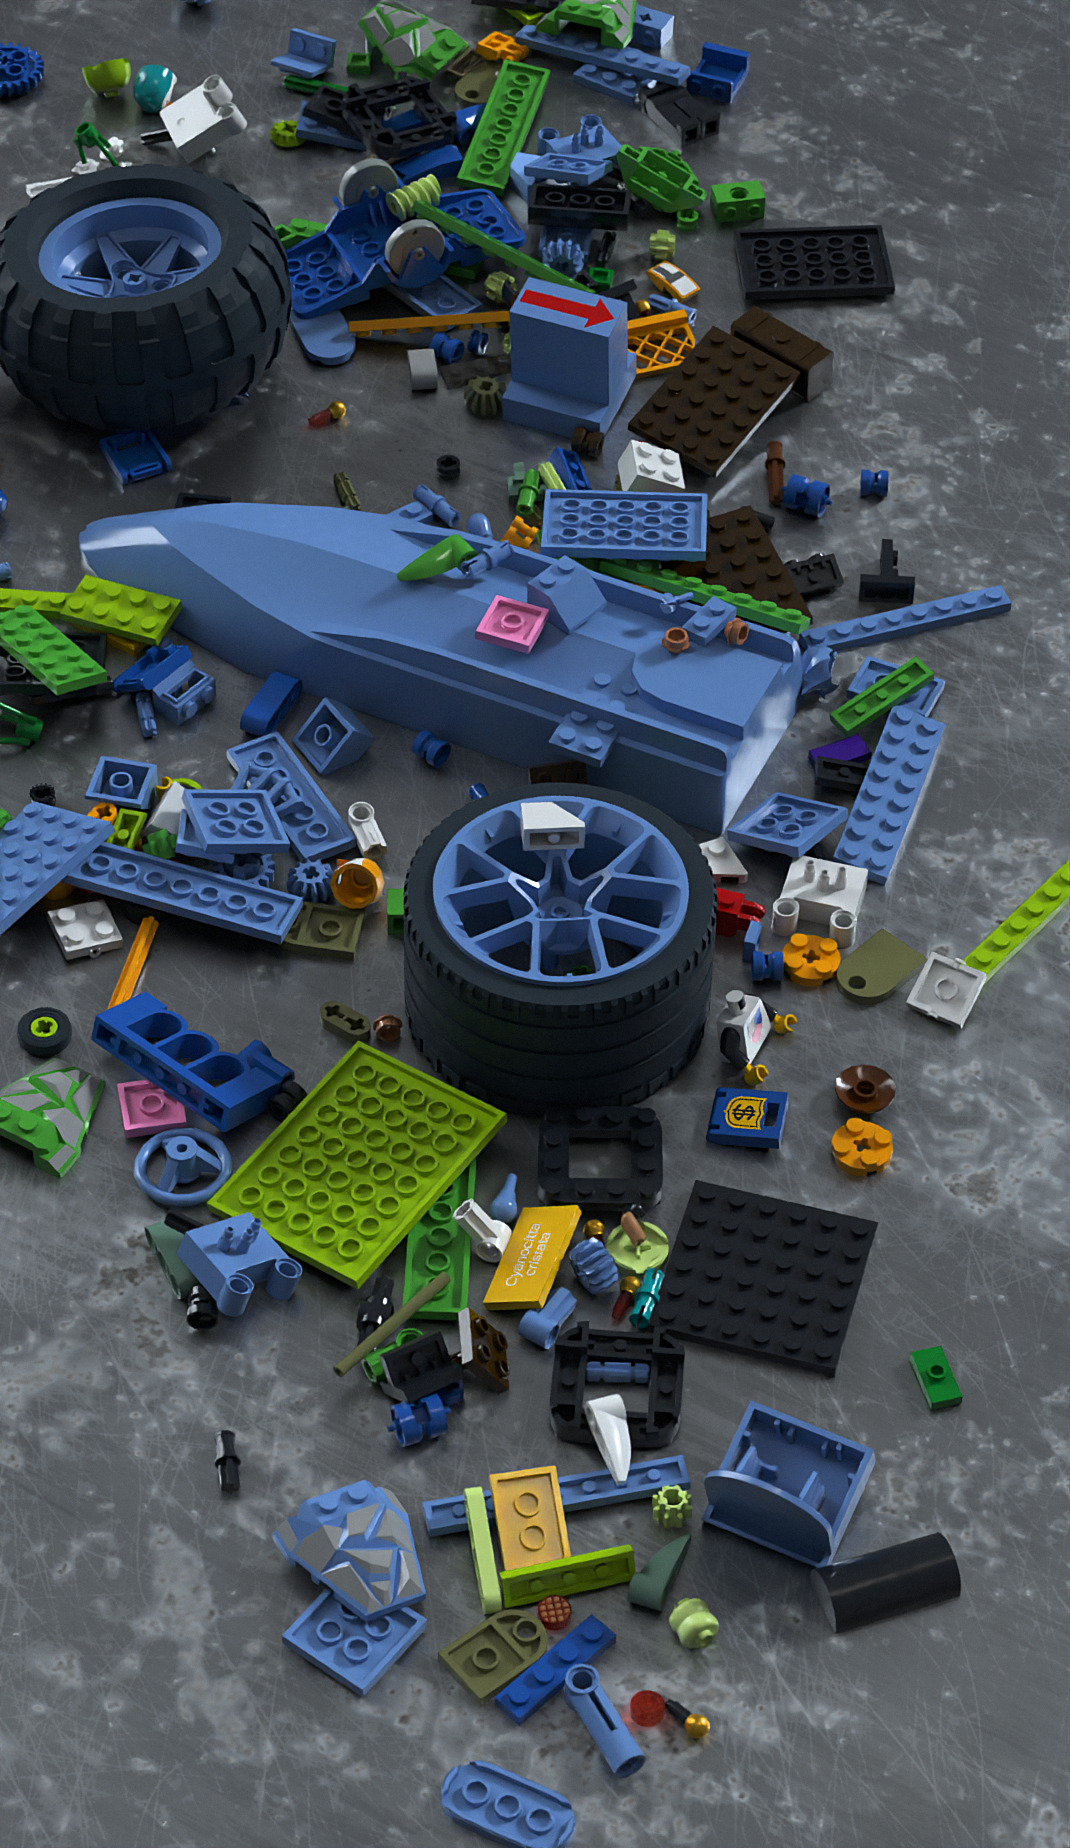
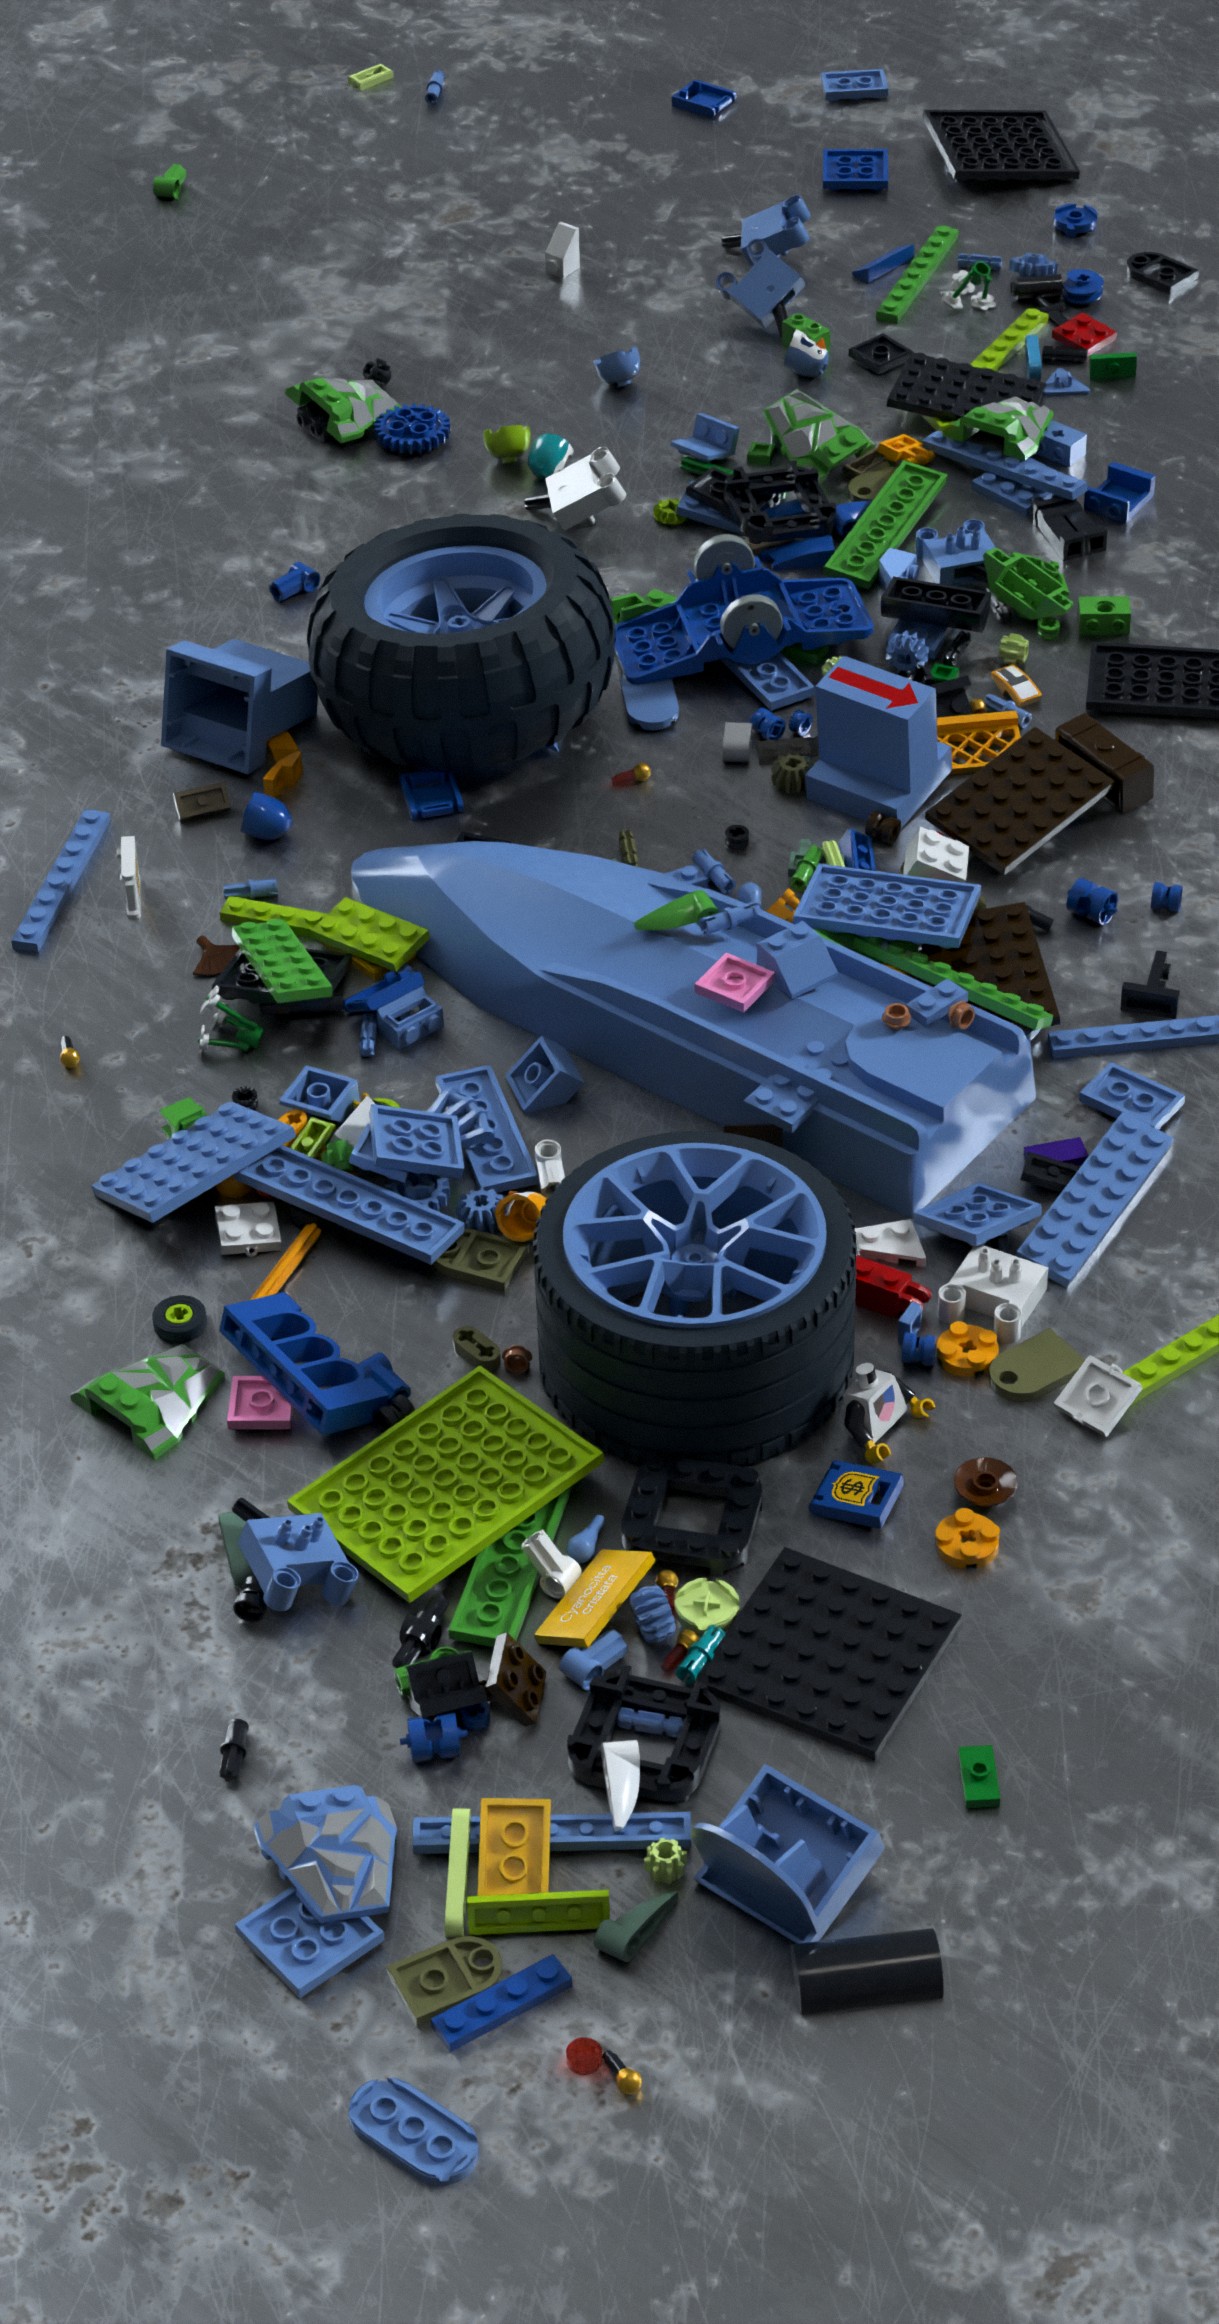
camera: 15 degrees right, 5 degrees down
(89, 137) = (468, 493): plant -> none
(183, 1165) = (275, 1461): medium blue piece -> none
(271, 704) = (492, 1039): blue beam -> none
(391, 1324) = (432, 1641): olive piece -> none
(402, 199) = (767, 577): yellowish green piece -> none
(432, 749) = (639, 1099): blue wheel -> none
(438, 323) = (740, 699): light orange plate -> none
(493, 246) = (832, 630): bright green plate -> none
(550, 827) = (696, 1172): white slope -> none
(554, 1612) = (516, 1947): clear red tile -> none
(568, 169) = (933, 566): medium blue plate -> none
(602, 1720) = (539, 2085): medium blue piece -> none
(630, 1224) = (702, 1578): medium nougat arm -> none
(671, 603) = (901, 980): medium blue hand -> none
(694, 1623) = (654, 1979): yellowish green piece -> none
(775, 465) = (1069, 870): reddish brown axle -> none
(815, 574) = (1077, 978): black bracket -> none
(817, 670) = (1053, 1069): medium blue hair -> none
(881, 696) = (1111, 1102): bright green plate -> none

